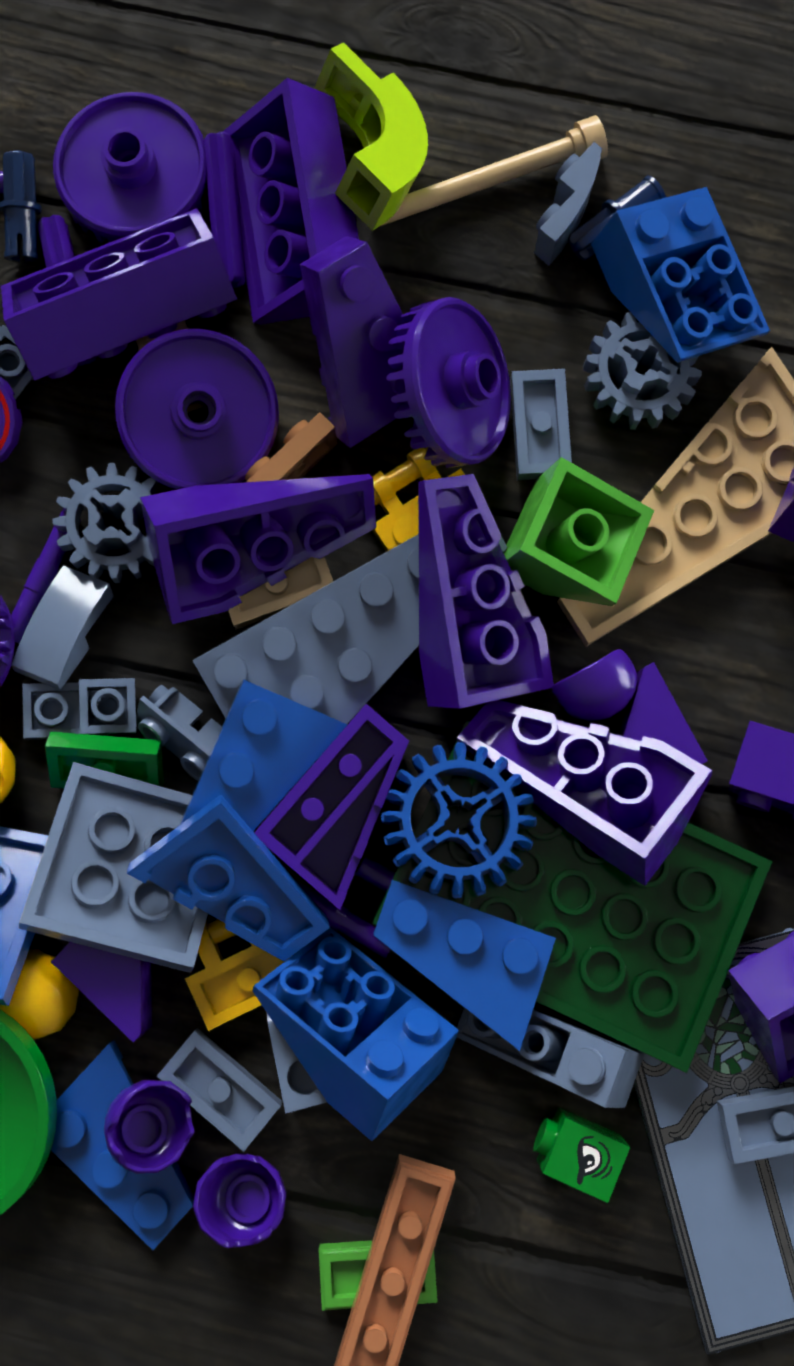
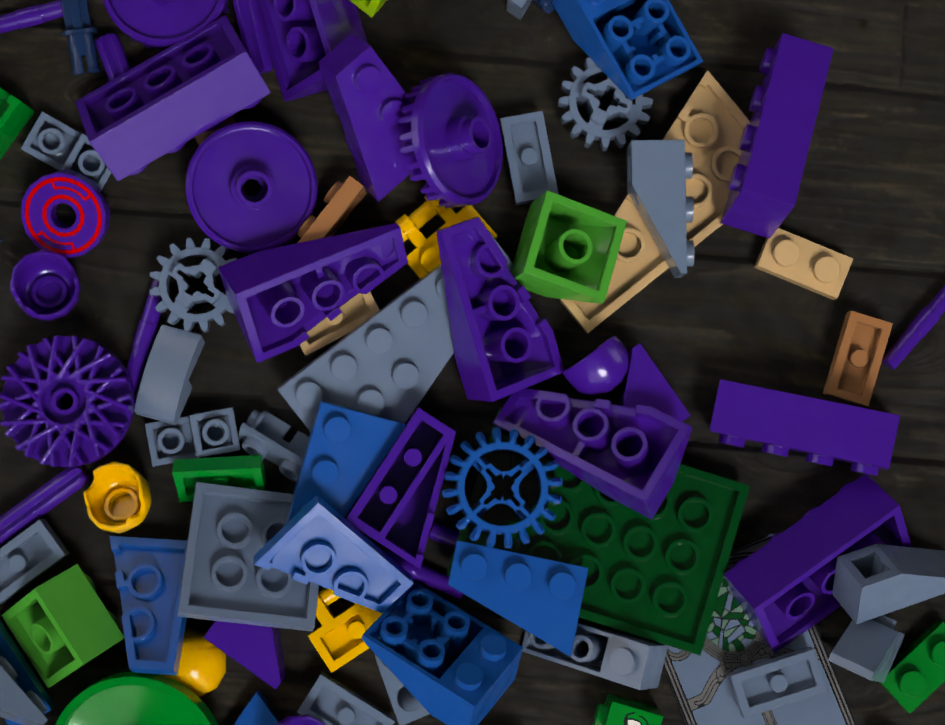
camera: 10 degrees left, 5 degrees up
(698, 482) = (658, 190): none -> sand blue slope

